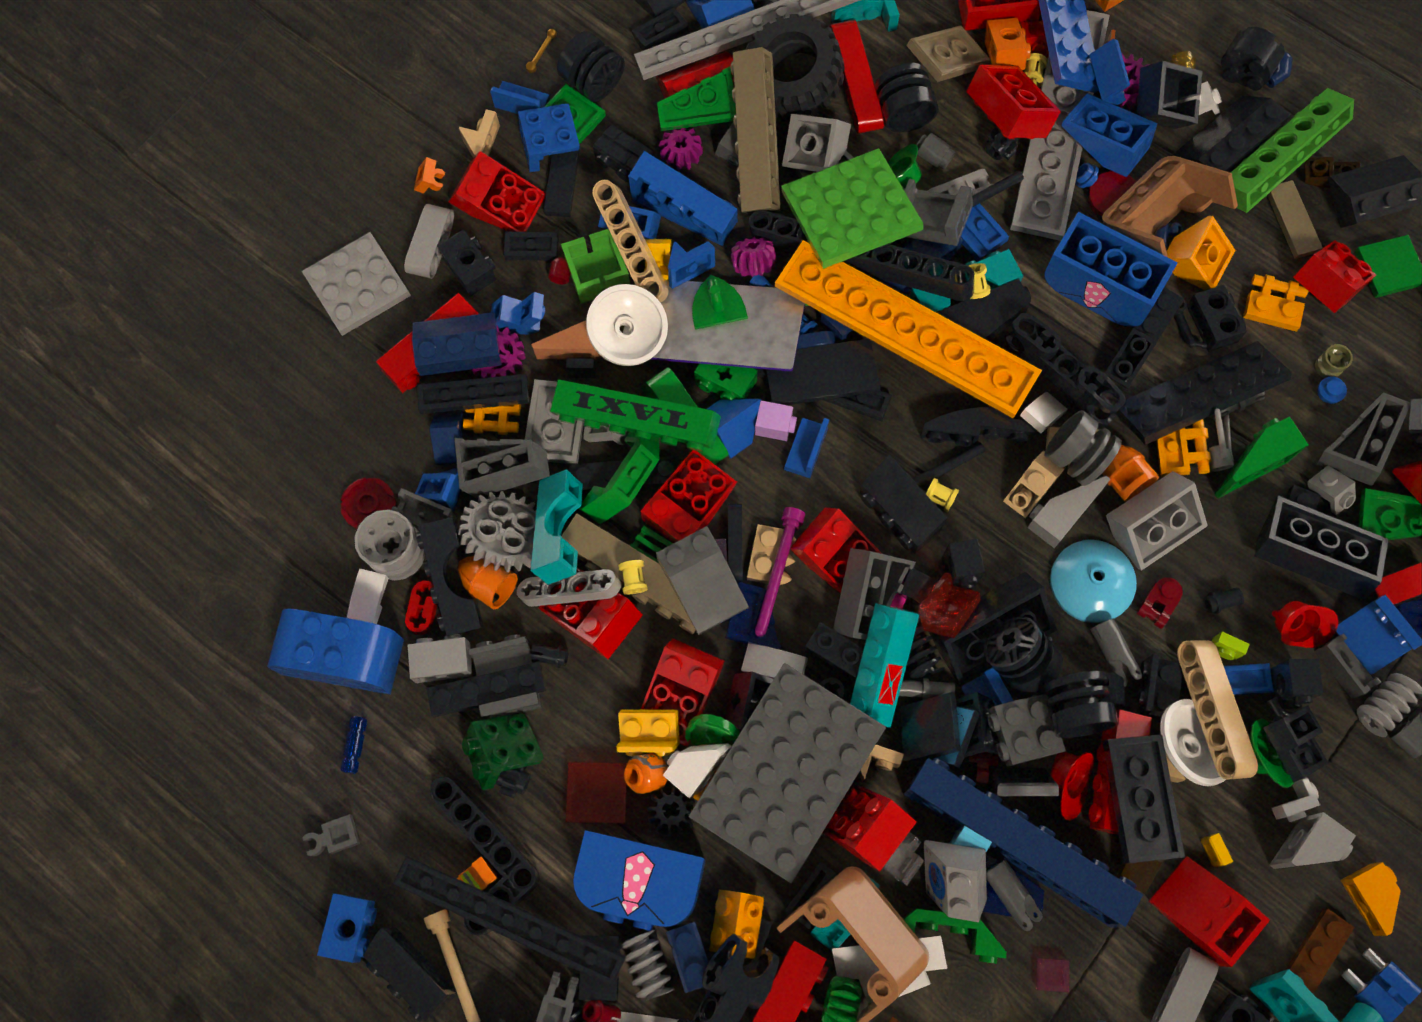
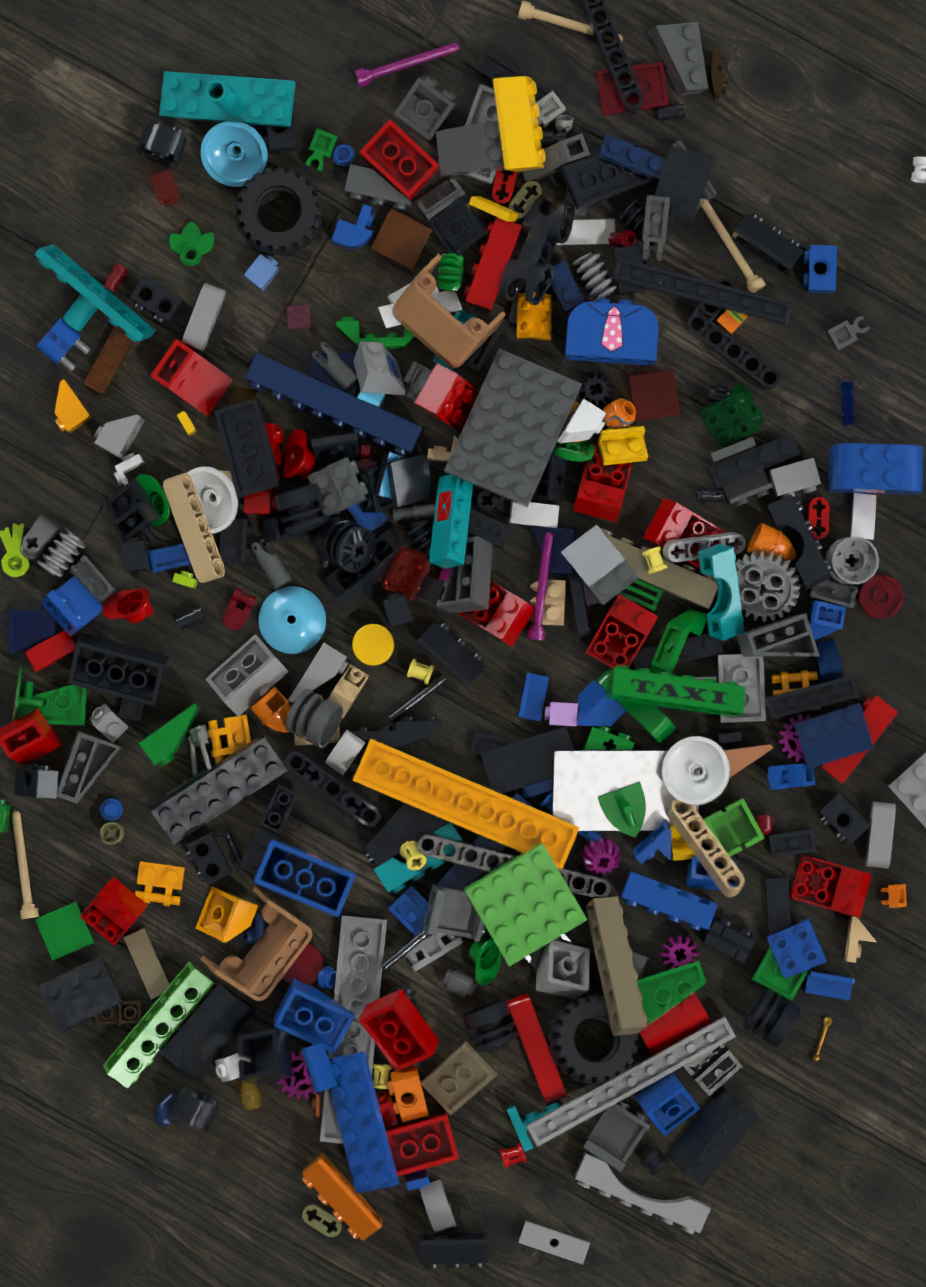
camera: 165 degrees right, 15 degrees up
(997, 533) = (373, 644): none -> yellow head

